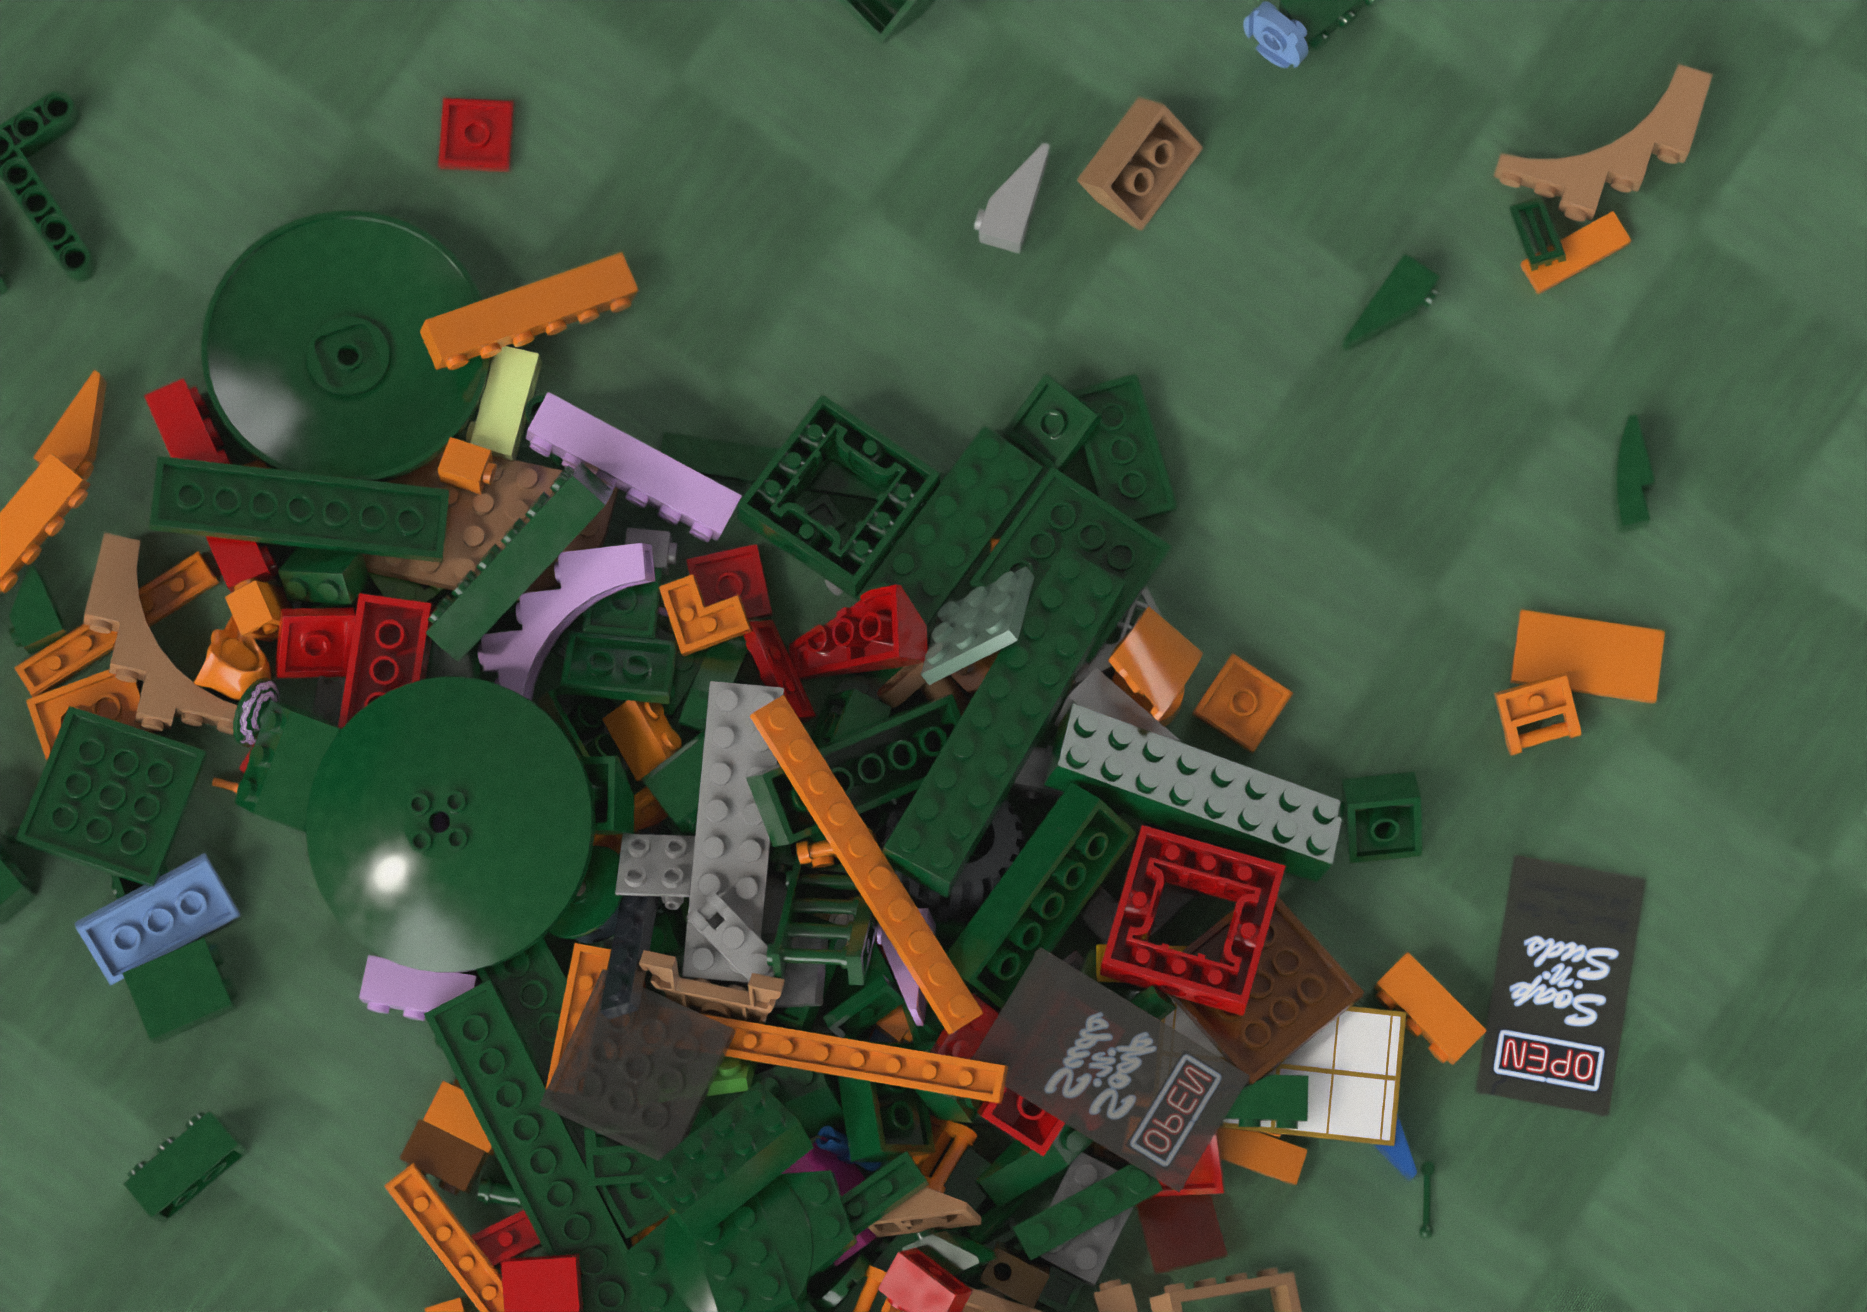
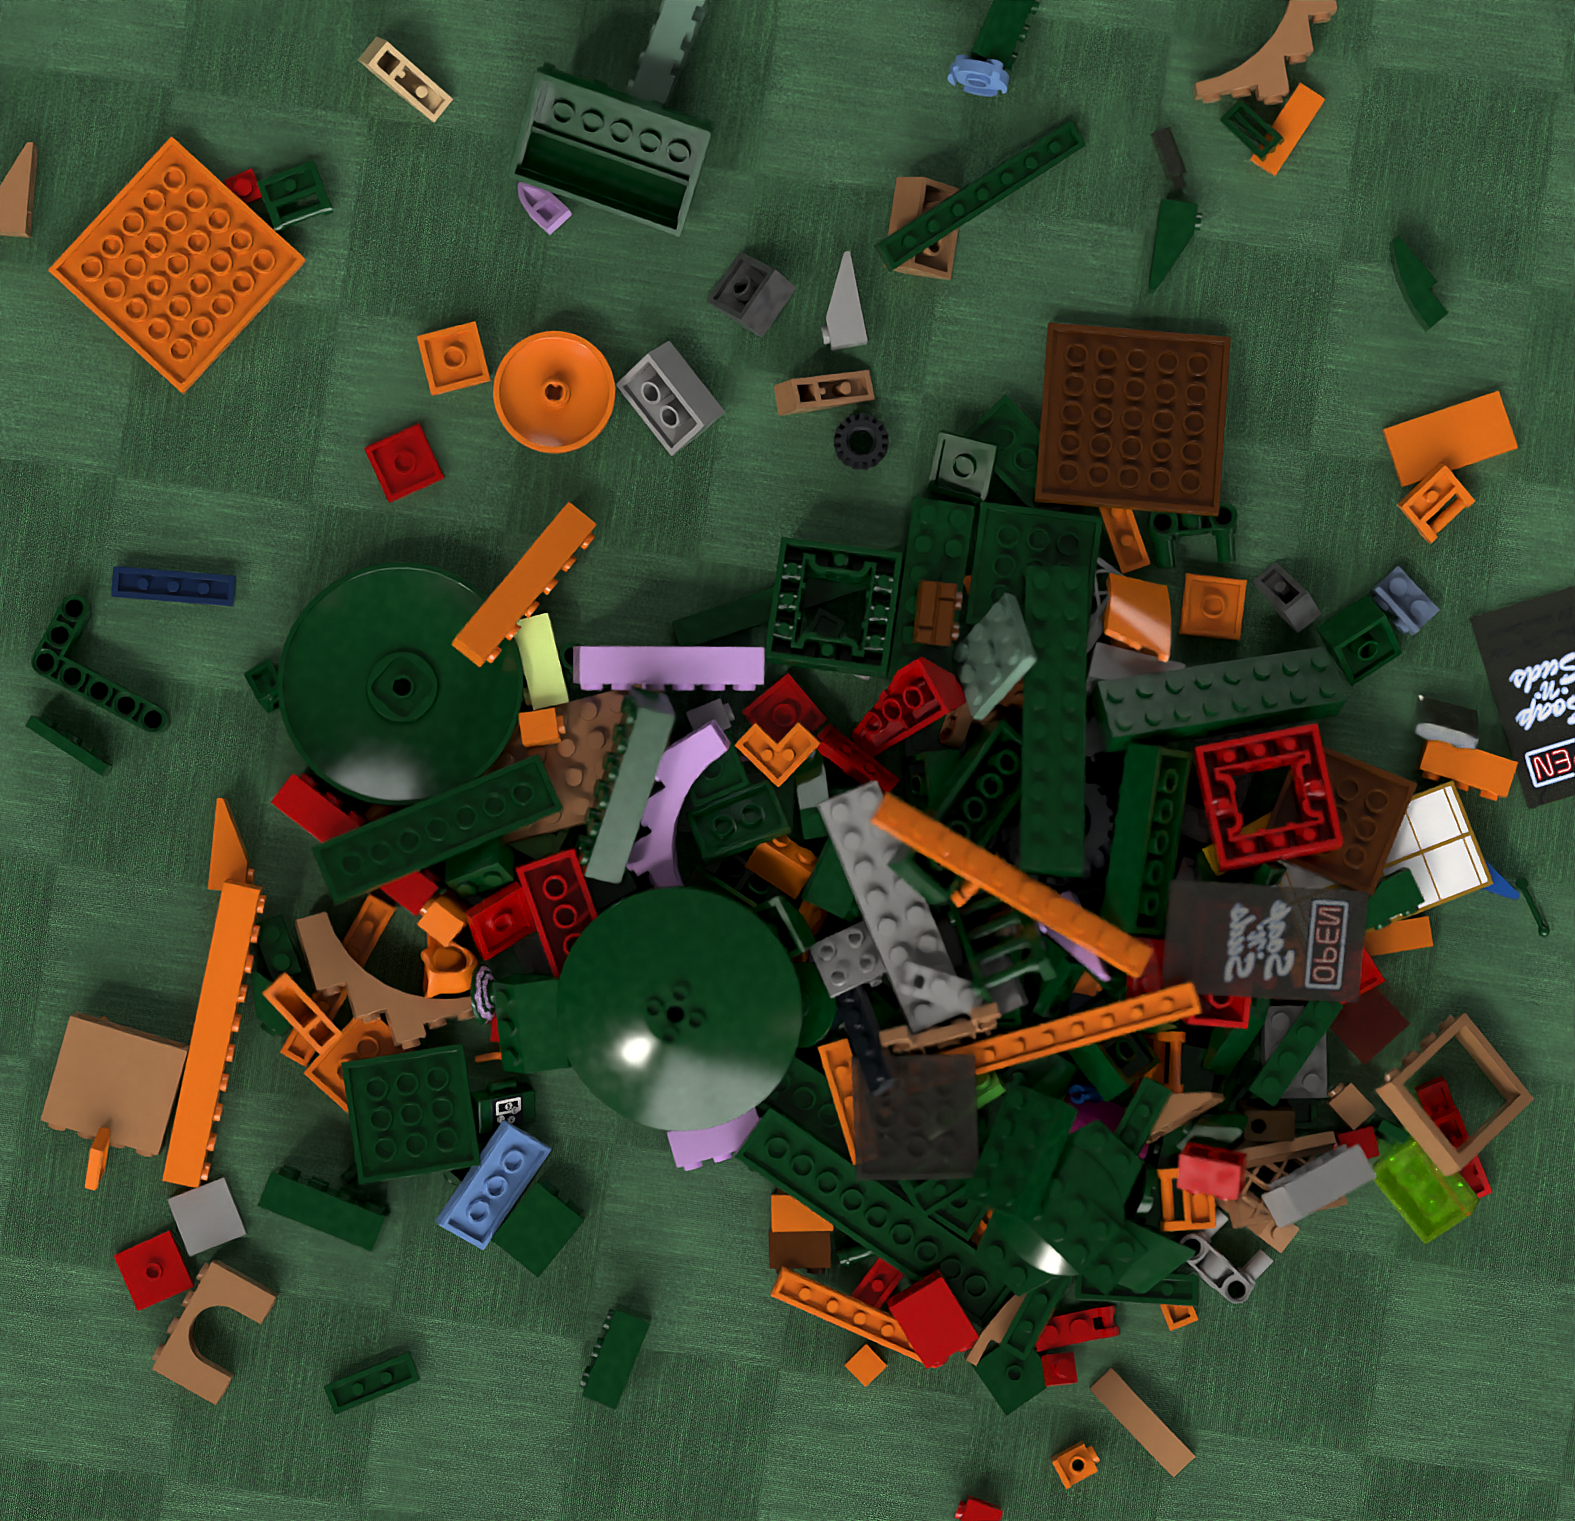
camera: 30 degrees left, 10 degrees up
(56, 631) = (302, 1013): none -> orange slope
(72, 560) = (278, 947): none -> dark green plate
(172, 139) = (173, 586): none -> dark blue plate
(204, 282) = (263, 682): none -> dark green bracket
(218, 837) = (502, 1102): none -> dark green piece
(584, 54) = (453, 358): none -> orange plate
(667, 136) = (554, 392): none -> orange dish
(785, 203) = (670, 397): none -> light grey slope
(926, 141) = (751, 294): none -> flat silver slope
(940, 552) = (935, 613): none -> reddish brown brick
(946, 276) = (823, 392): none -> medium nougat slope
(960, 326) = (870, 425): none -> black tyre
(1188, 570) = (1124, 539): none -> orange plate
(1214, 154) = (979, 195): none -> dark green tile
(1257, 463) = (1132, 419): none -> reddish brown plate
(1266, 602) = (1193, 525): none -> dark green piece
(1327, 733) = (1287, 597): none -> flat silver slope
(1430, 948) = (1446, 722): none -> clear smoke plate
(1436, 218) = (1169, 157): none -> clear smoke cylinder
(1451, 801) = (1404, 601): none -> sand blue bracket

